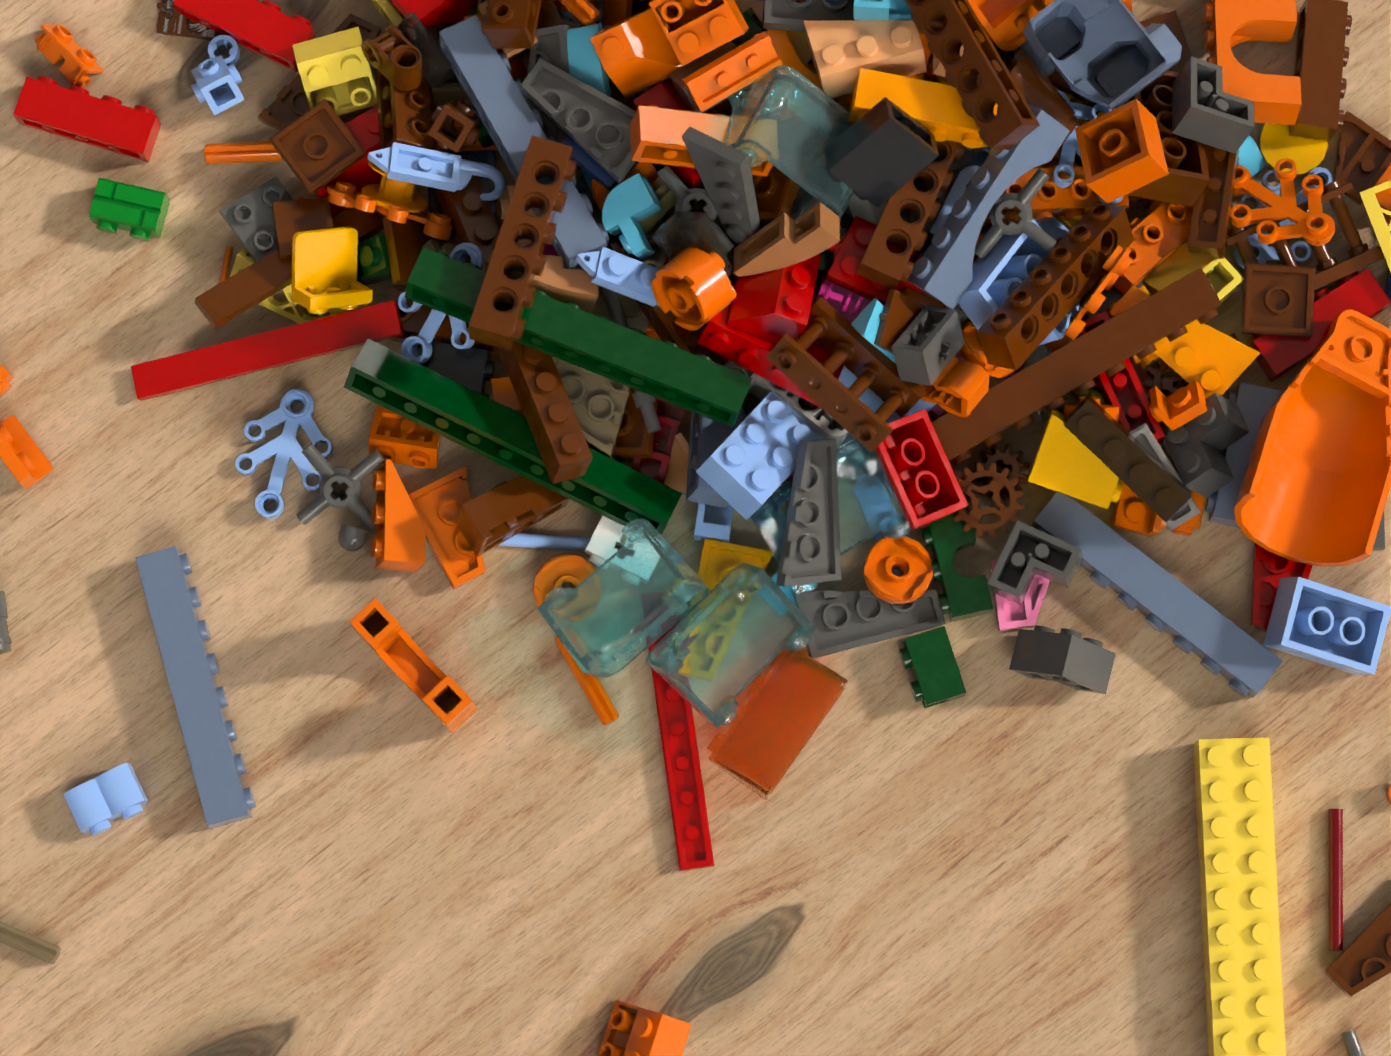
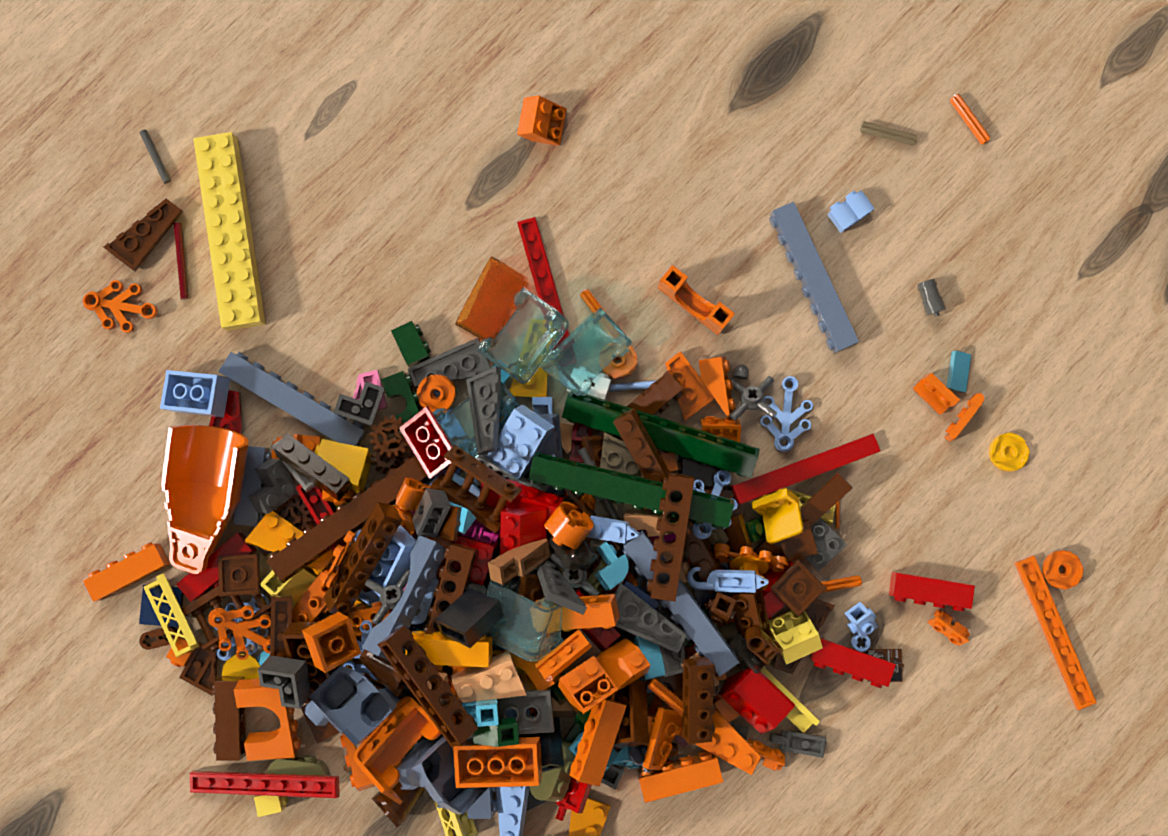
camera: 170 degrees right, 5 degrees up
(129, 209) = (898, 541): green brick -> none
(1063, 658) = (339, 355): dark grey brick -> none
(1179, 407) = (288, 504): orange bracket -> none

